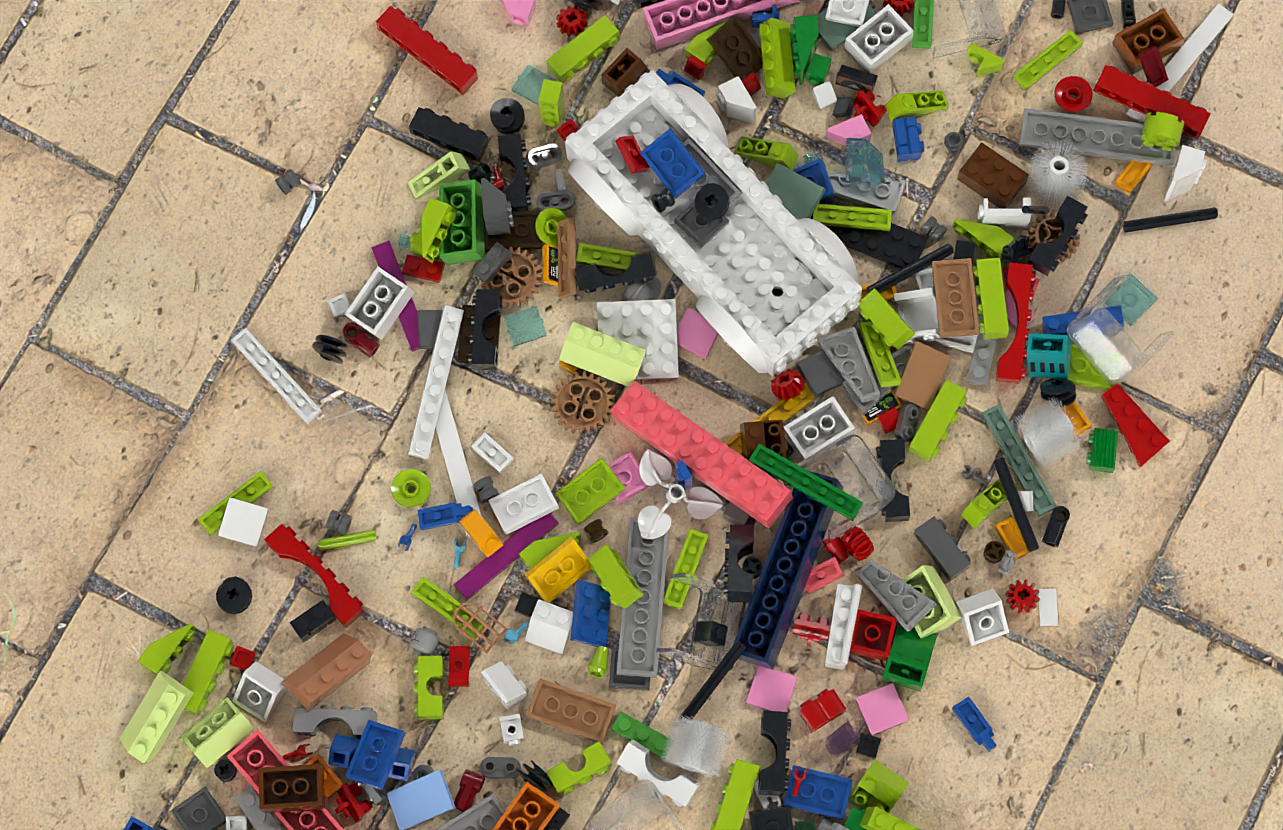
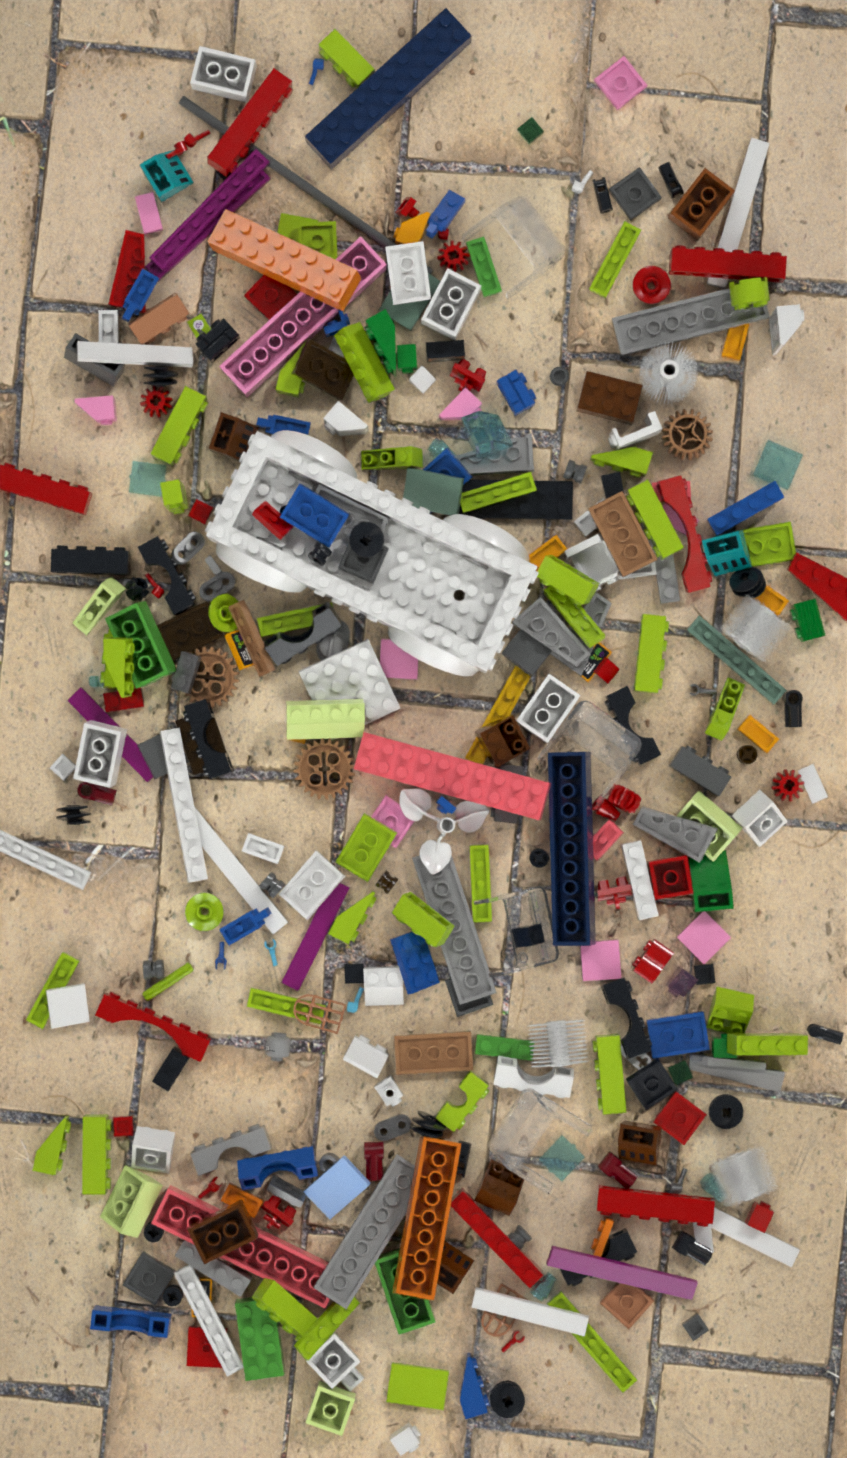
camera: 25 degrees left, 15 degrees up
(155, 717) = (71, 1214): yellowish green slope -> none
(228, 588) = (84, 1082): black piece -> none
(327, 670) = (203, 1108): nougat slope -> none
(375, 754) = (281, 1169): blue plate -> none
(428, 669) = (306, 1100): lime arch -> none
(459, 666) = (317, 1053): red plate -> none
(481, 533) = (286, 929): light orange slope -> none
(496, 209) = (169, 625): dark grey slope -> none
(505, 124) = (127, 517): black piece -> none
(525, 326) = (240, 716): clear light blue piece -> none
(558, 570) = (369, 933): yellow plate -> none
(598, 663) = (439, 999): lime cone -> none
(695, 67) = (291, 401): red tile -> none
(713, 681) = (548, 978): black axle -> none
(739, 582) = (536, 883): black arch -> none
(751, 84) = (349, 398): red tile -> none
(787, 385) = (502, 677): red gear -> none
(799, 778) = (657, 1031): red hand -> none
(806, 482) = (558, 768): green plate -> none
(843, 107) = (444, 384): black tile -> none
(850, 624) = (649, 878): white bar -> none
(907, 422) = (623, 666): flat silver plate -> none
(911, 269) = (570, 520): black axle -> none
(915, 104) = (510, 354): lime slope -> none
(922, 375) = (620, 617): medium nougat tile -> none
(975, 723) = (789, 916): blue hinge -> none
(989, 62) = (562, 284): lime slope -> none
(1007, 562) = (762, 759): light grey piece -> none
(1016, 250) = (659, 464): black hinge -> none
(1016, 504) = (750, 704): black axle -> none
(1026, 499) = (754, 697): white tile -> none
(1035, 209) = (663, 420): black bar -> none
(1046, 254) = (696, 412): black arch -> none
(1107, 342) = (775, 521): clear windscreen -> none
(1153, 66) = (716, 230): dark red tile -> none
(1170, 219) = (785, 372): black axle -> none

